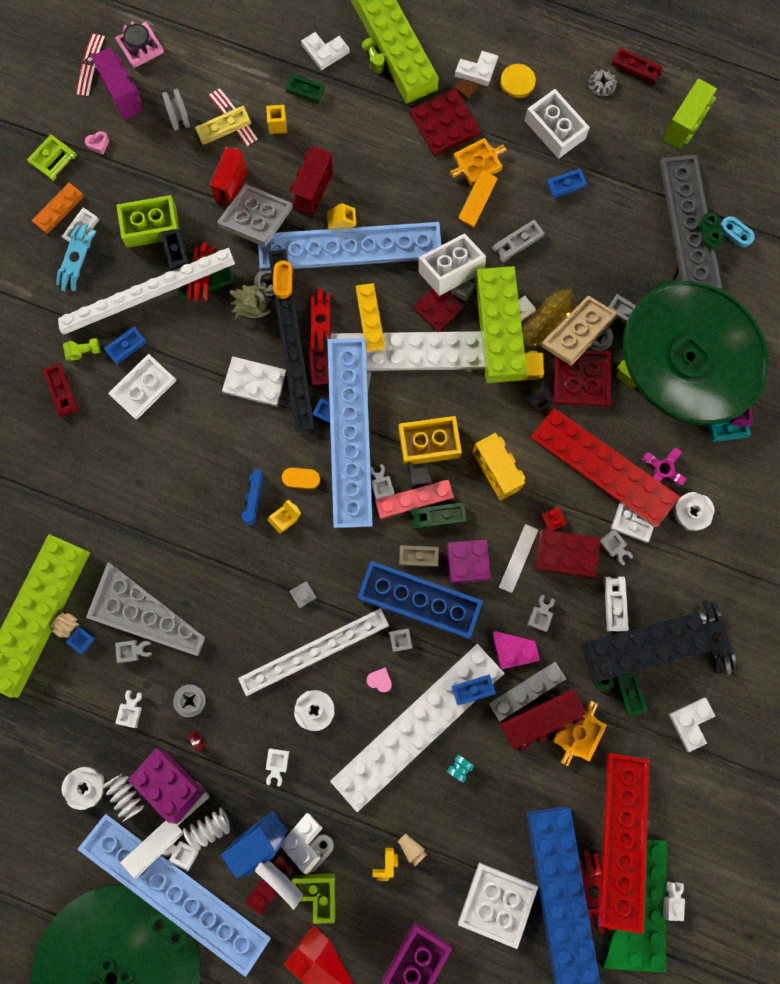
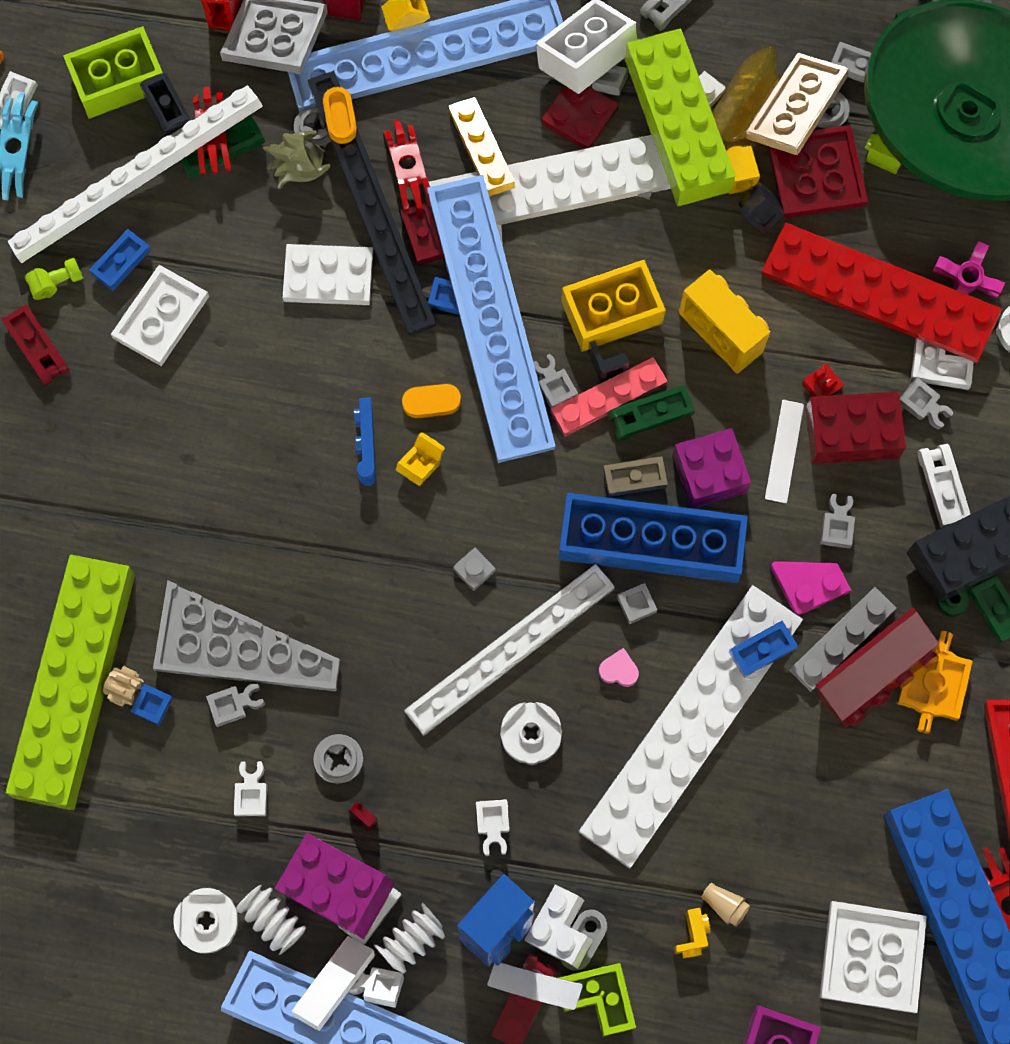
camera: 10 degrees left, 5 degrees down
(460, 768) = (770, 771): teal wheel -> none

